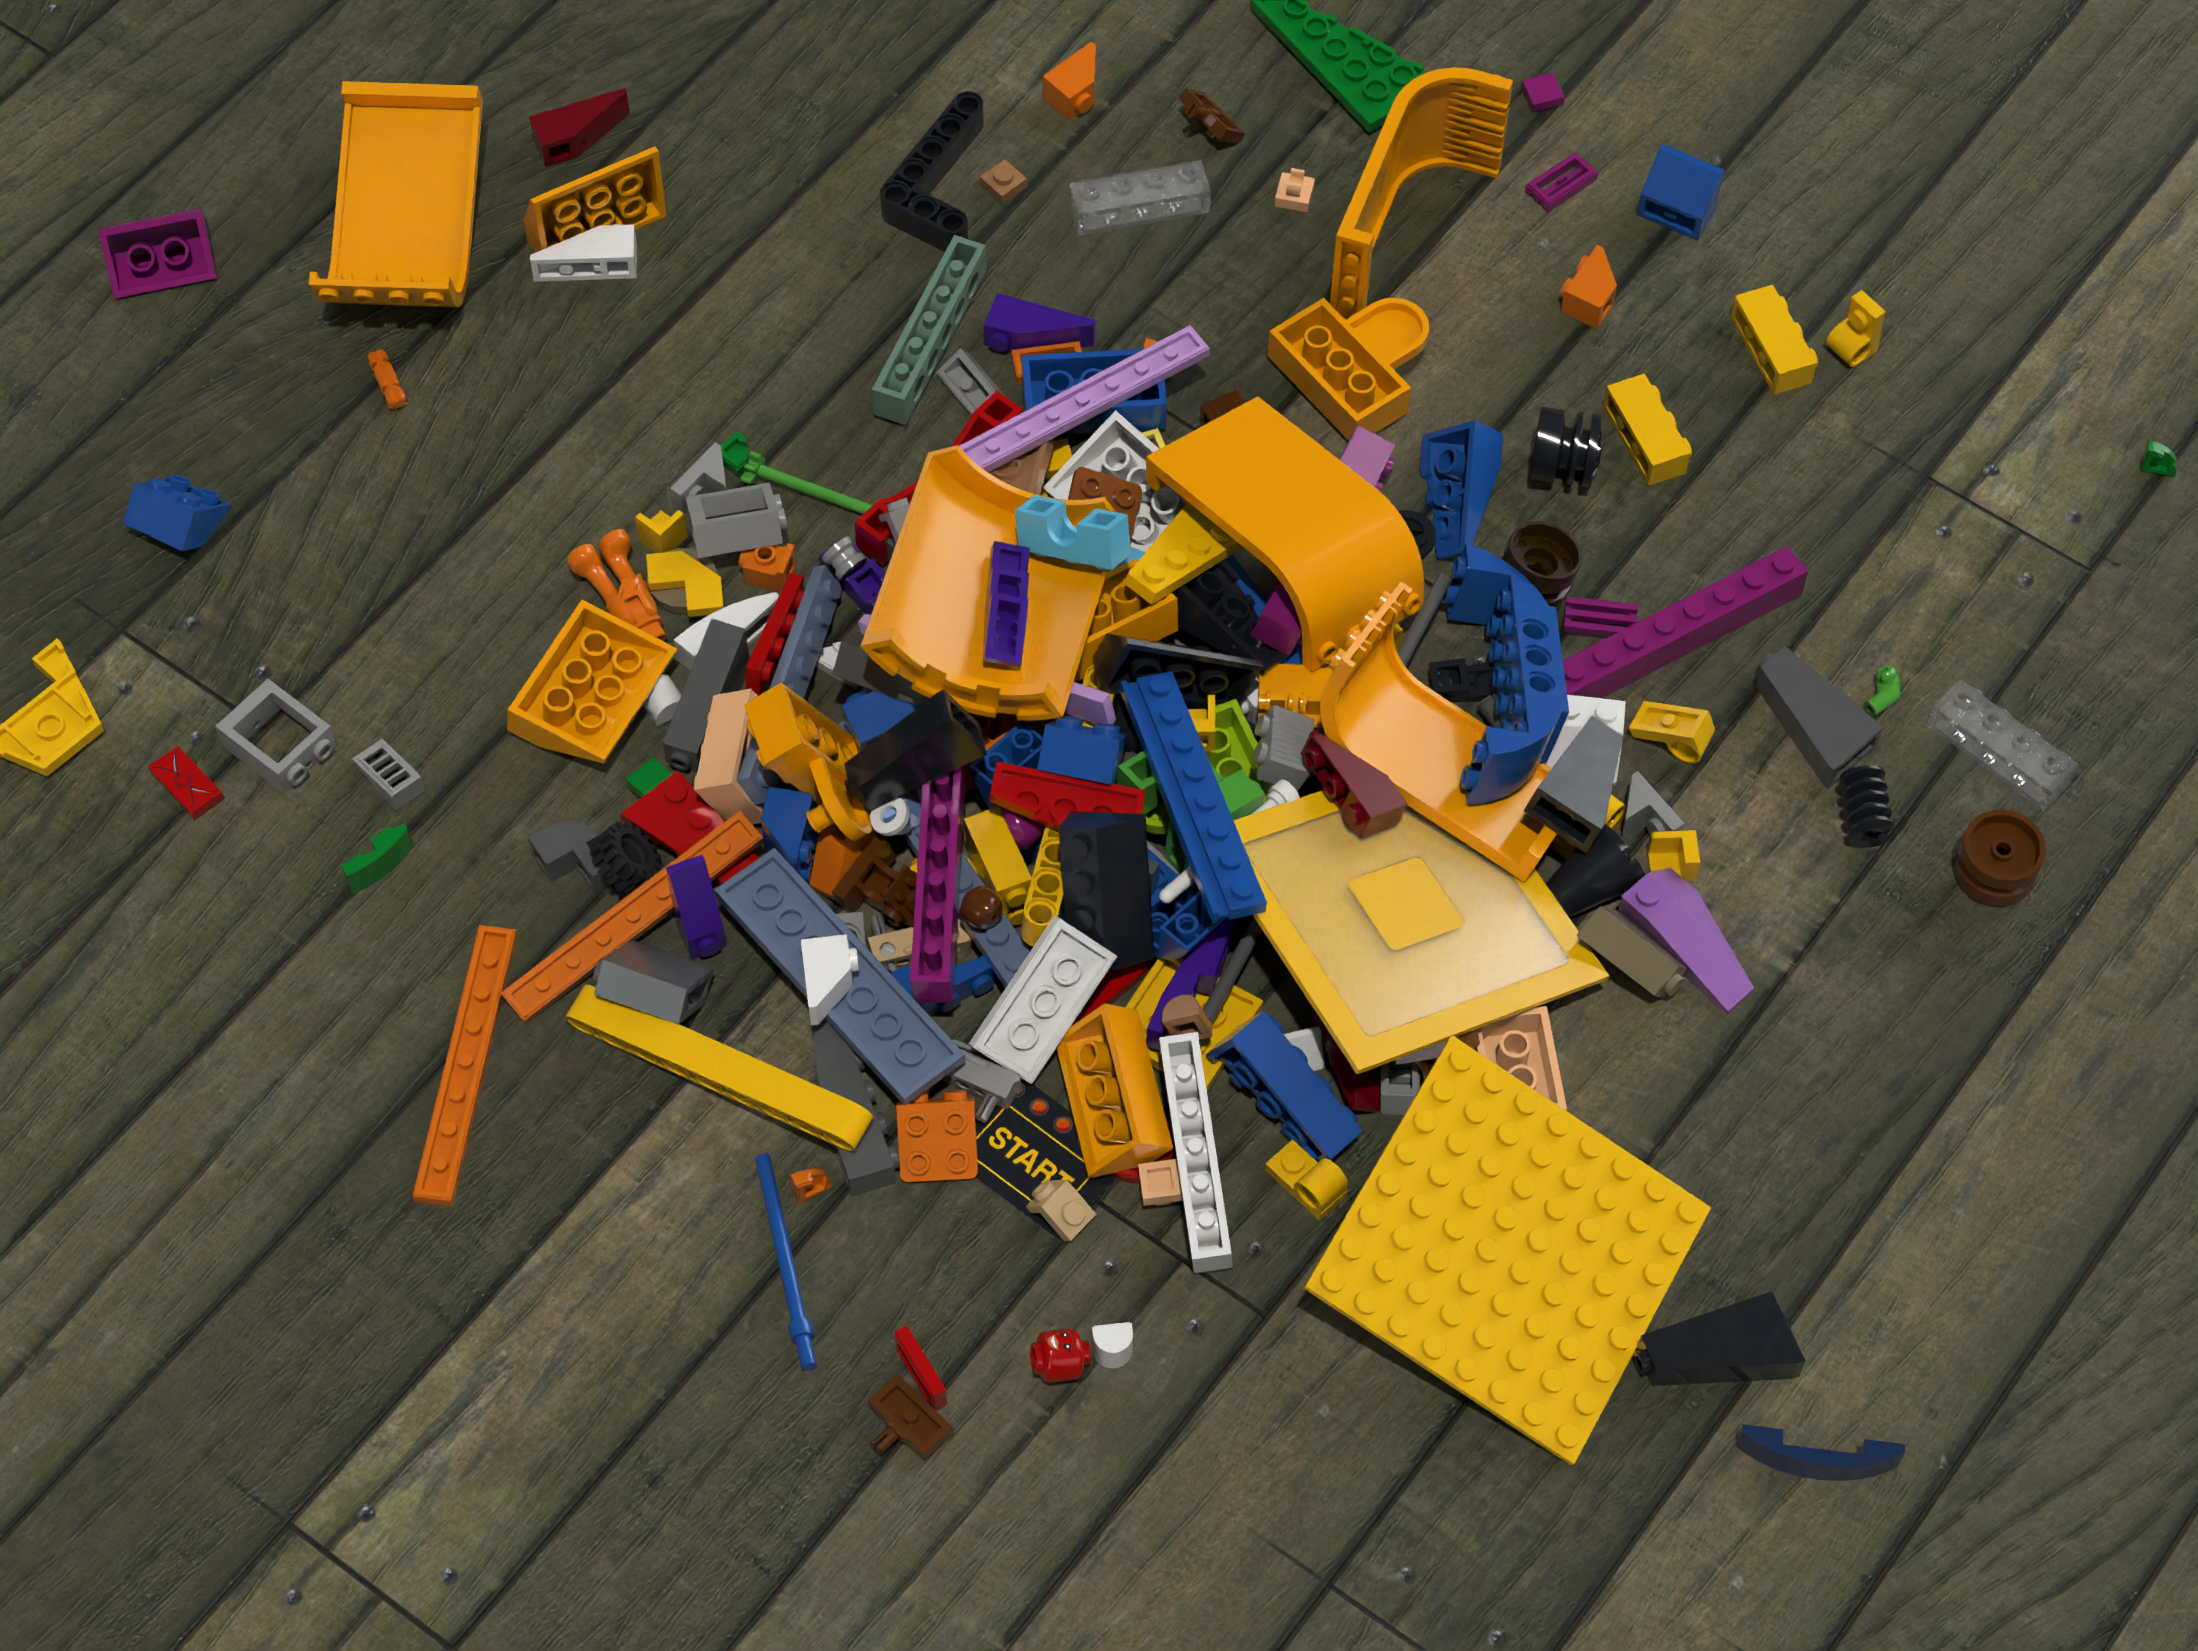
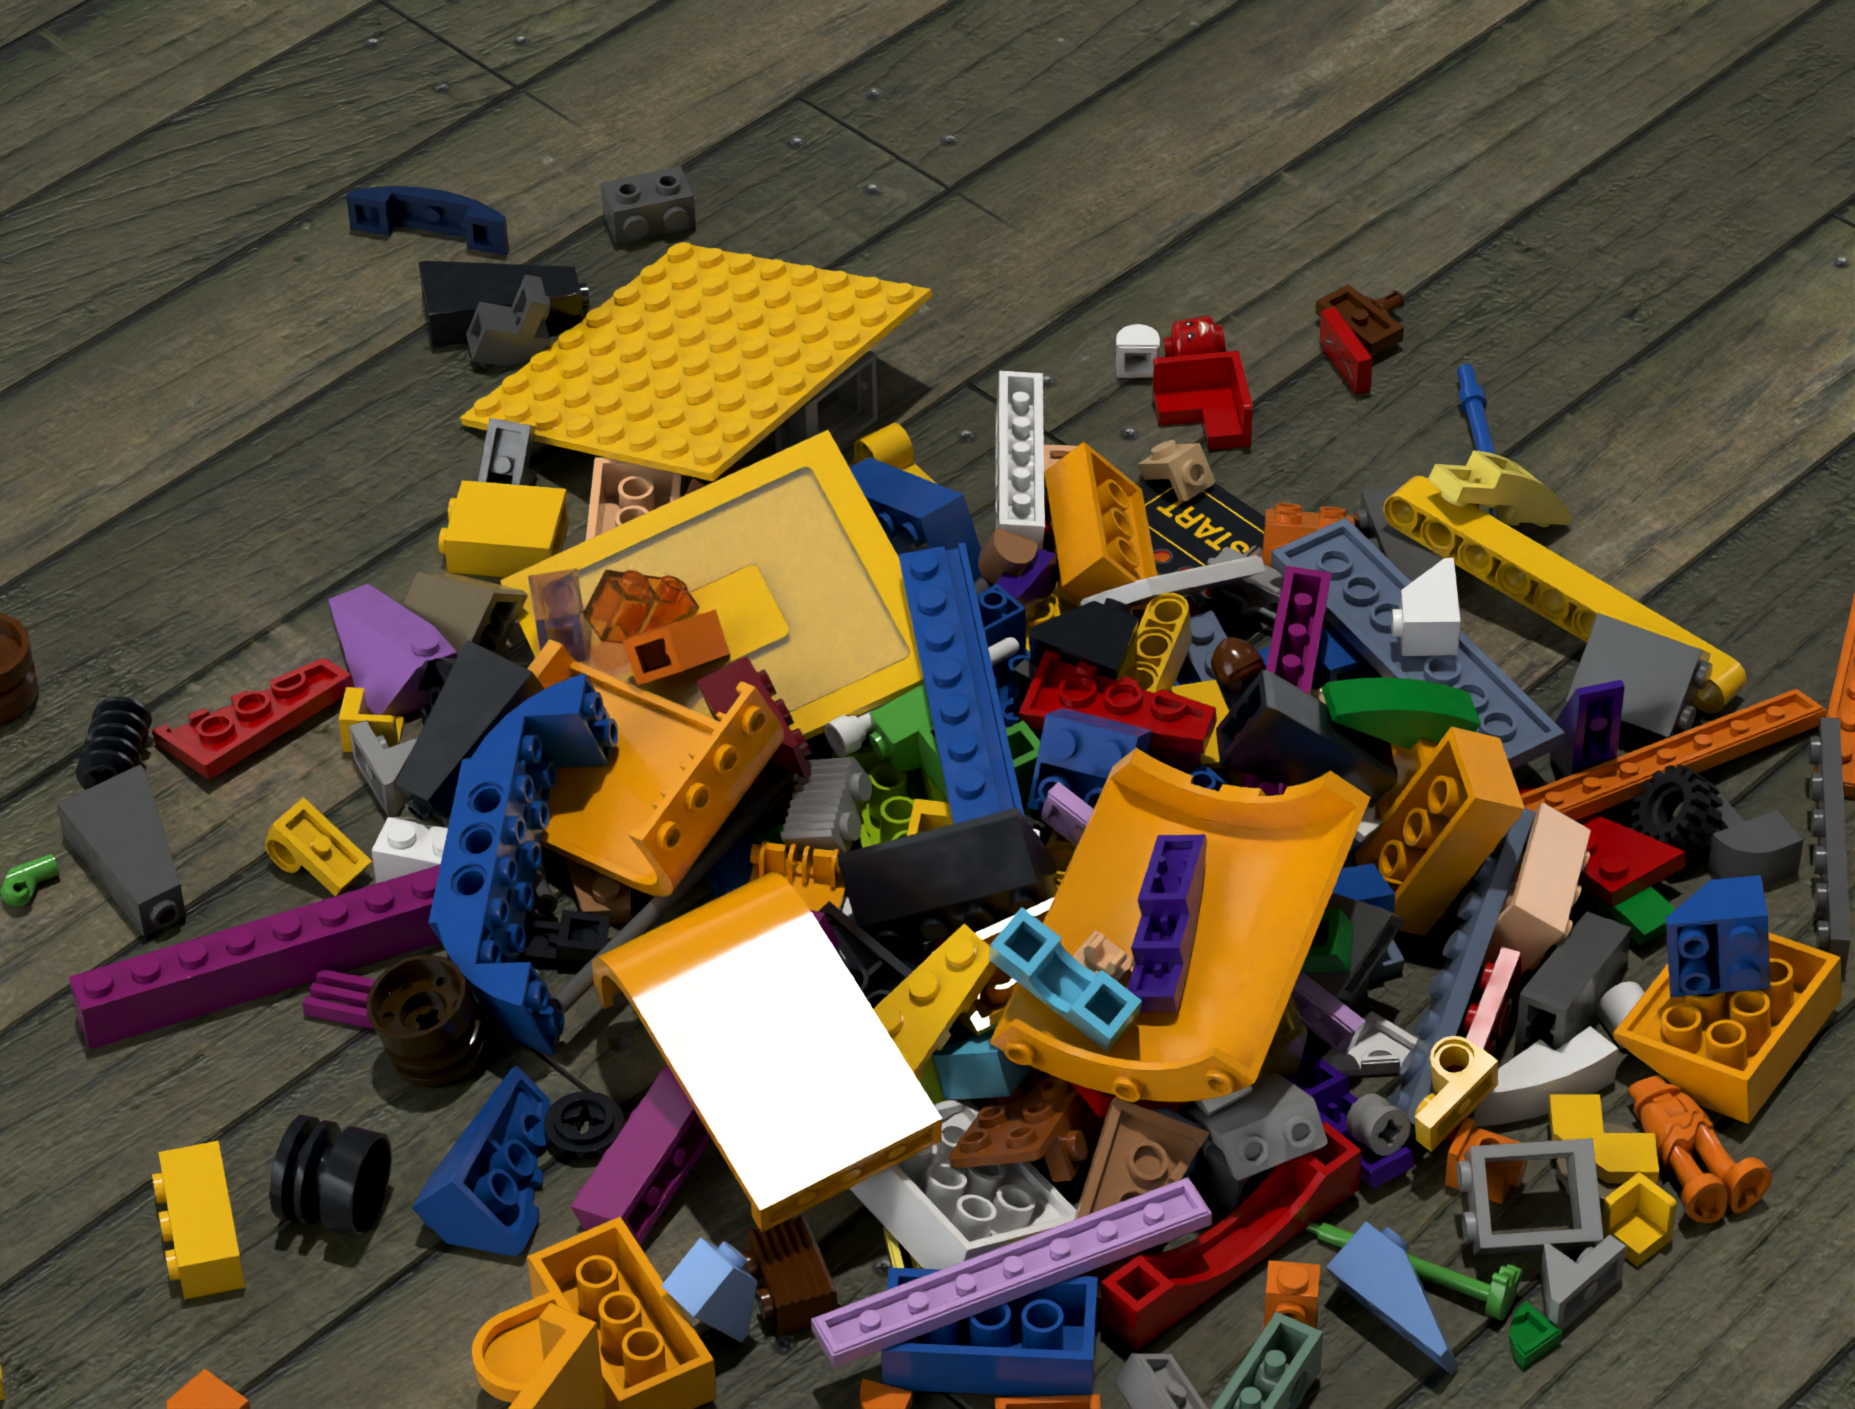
camera: 170 degrees left, 15 degrees down
(506, 862) = (1829, 825): none -> dark grey plate
(596, 678) = (1719, 939): none -> blue slope
(767, 1147) = (1502, 486): none -> light yellow slope
(787, 571) = (1456, 1092): none -> yellow plate
(826, 453) = (1384, 1281): none -> medium blue slope
(842, 778) = (1400, 708): none -> green slope
(894, 435) = (1292, 1291): none -> orange brick
(1037, 1304) = (1208, 391): none -> red panel
(1051, 575) = (1101, 954): none -> light nougat tile
(1282, 378) = (715, 1287): none -> light blue slope
(1438, 847) = (676, 647): none -> orange slope
(1475, 901) = (636, 603): none -> clear orange slope
(1537, 905) = (560, 612): none -> slope
(1614, 1494) = (648, 205): none -> dark grey brick
(1628, 1066) = (503, 528): none -> yellow brick
(1648, 1136) = (507, 453): none -> flat silver slope
(1694, 1296) = (513, 333): none -> dark grey brick
(1773, 850) = (253, 719): none -> red wing

